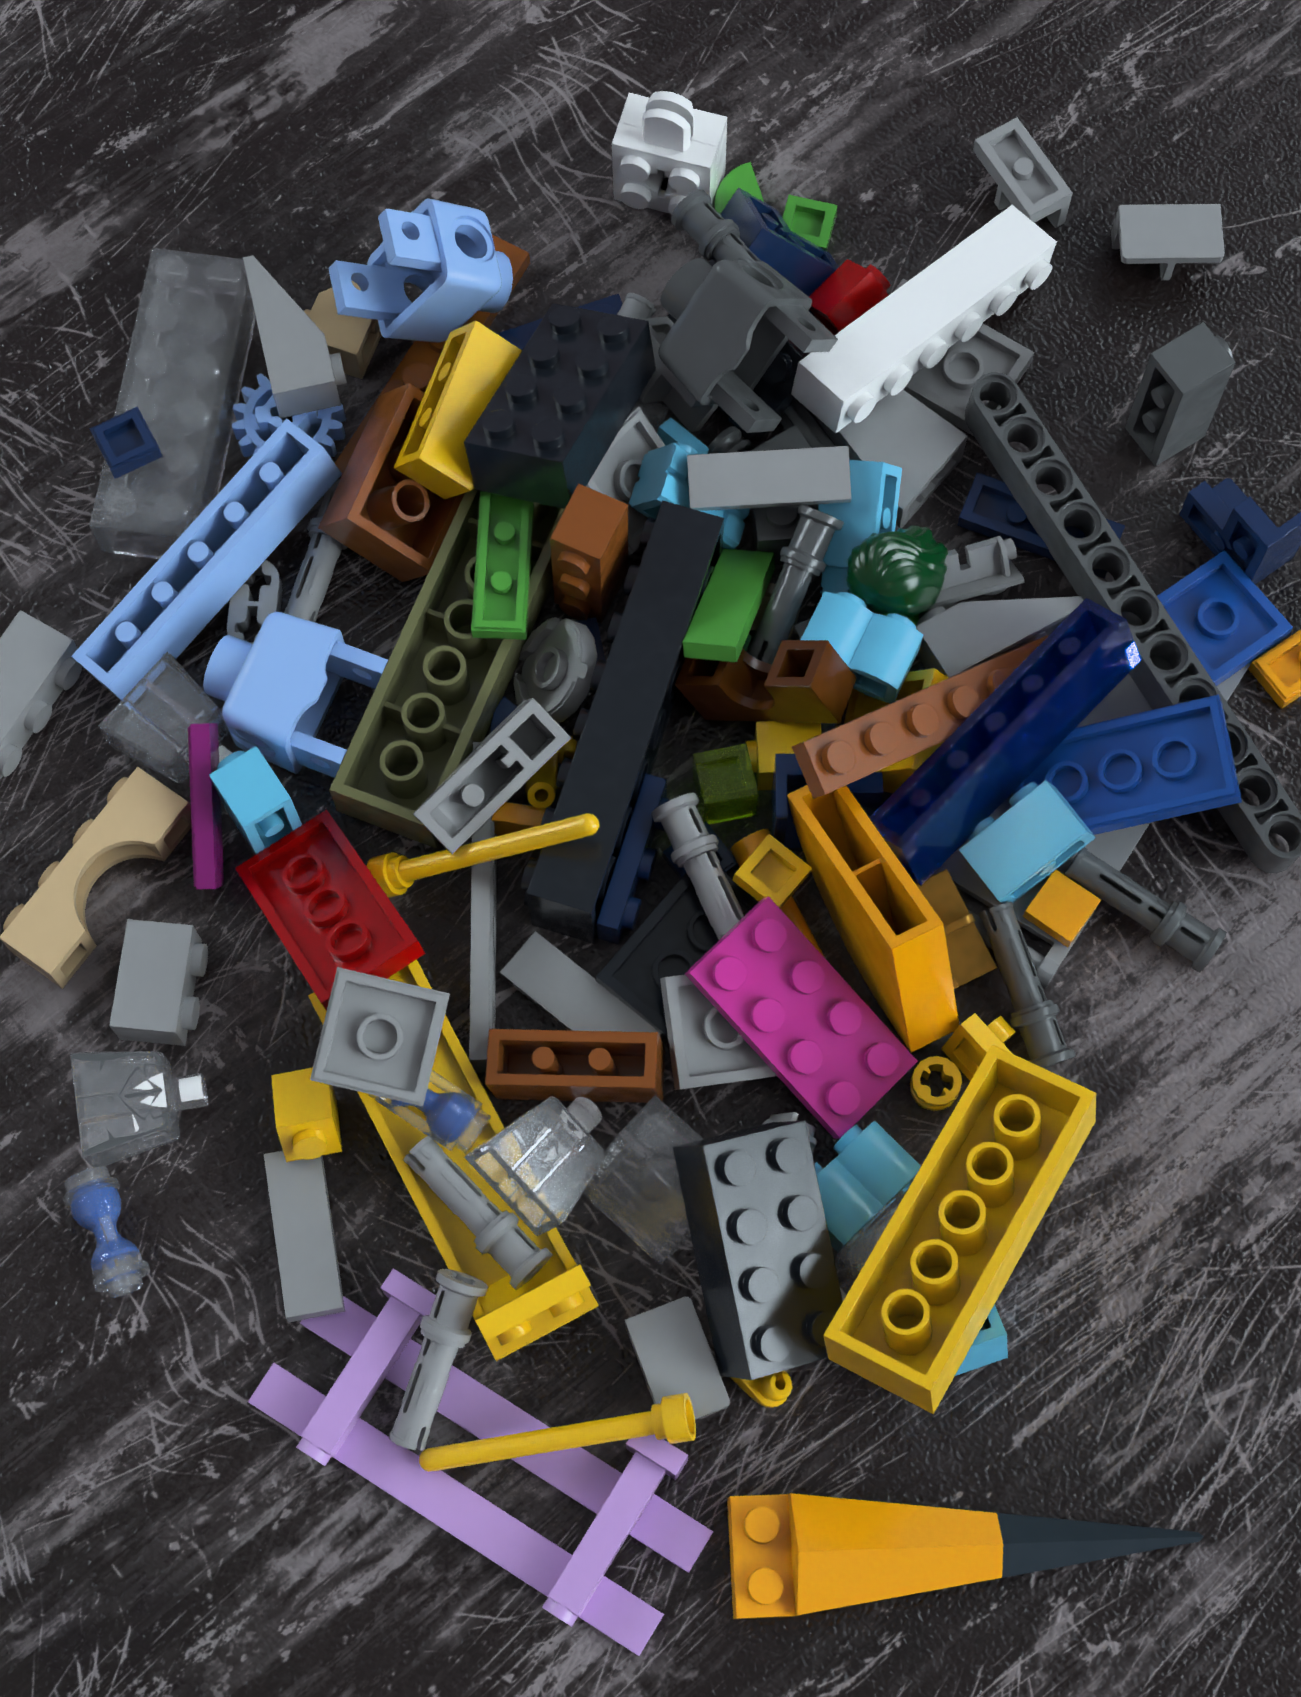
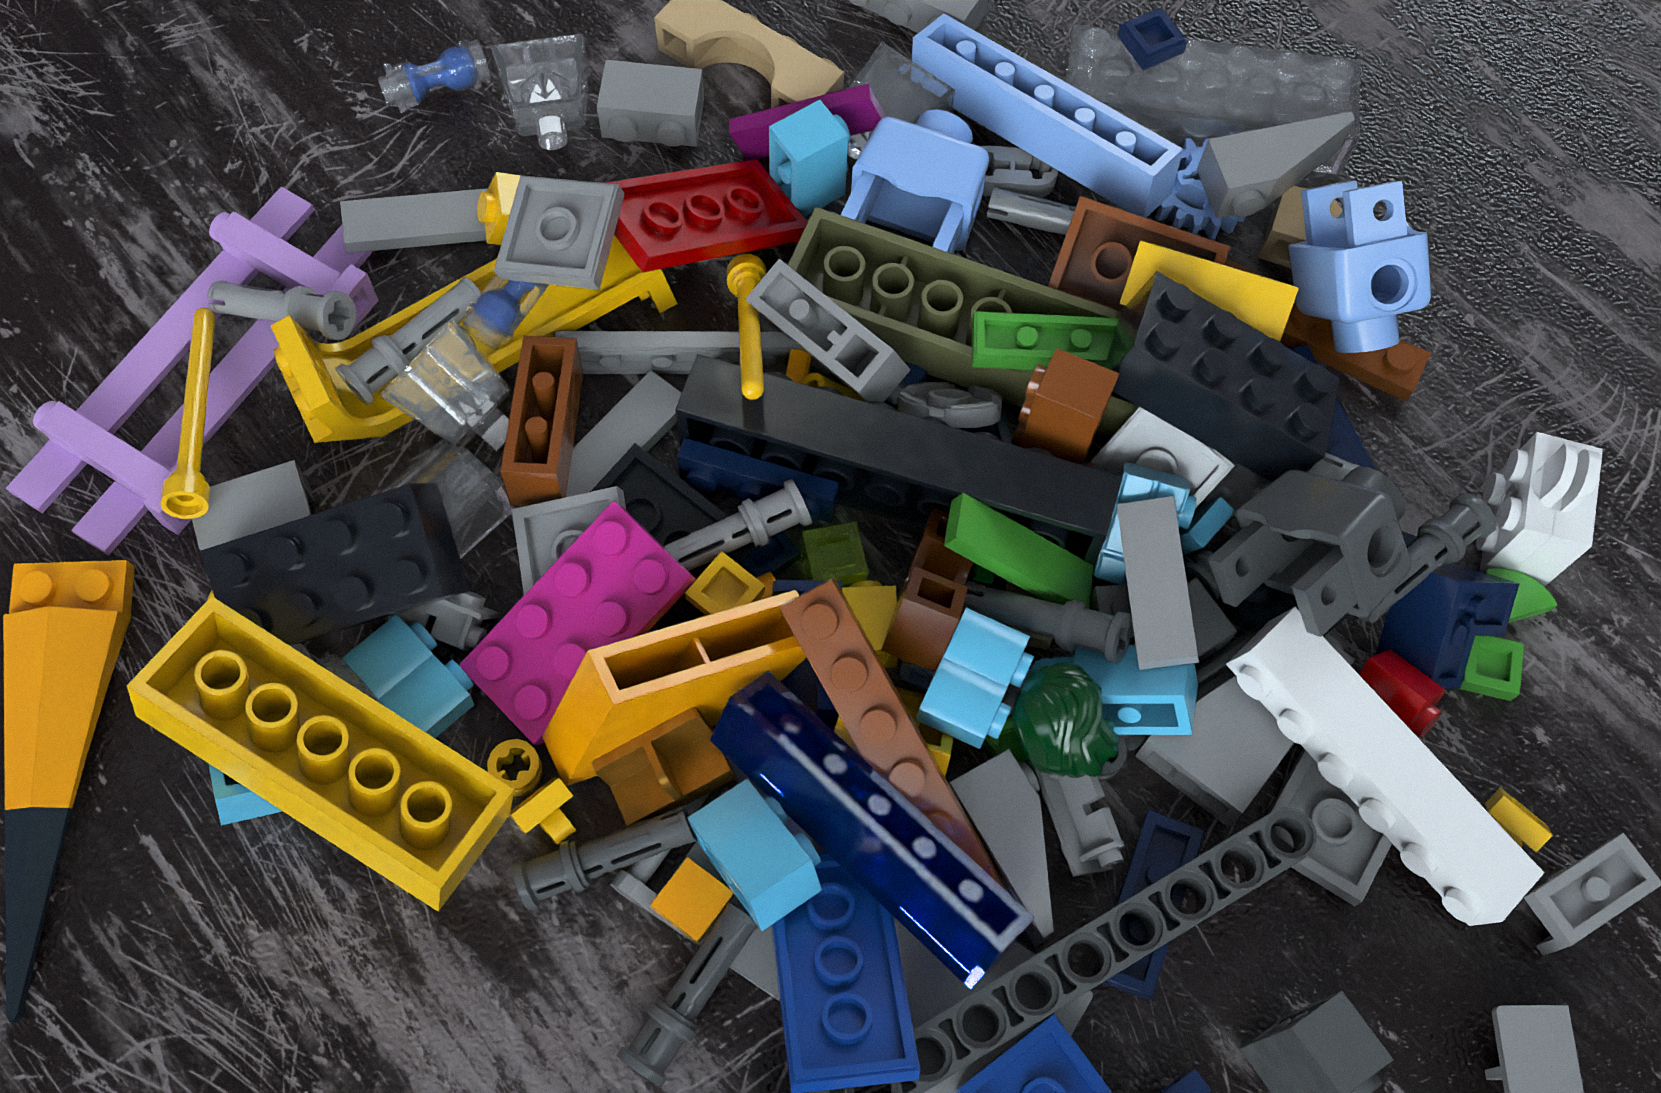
camera: 85 degrees right, 5 degrees down
(955, 223) = (1518, 820): none -> yellow tile

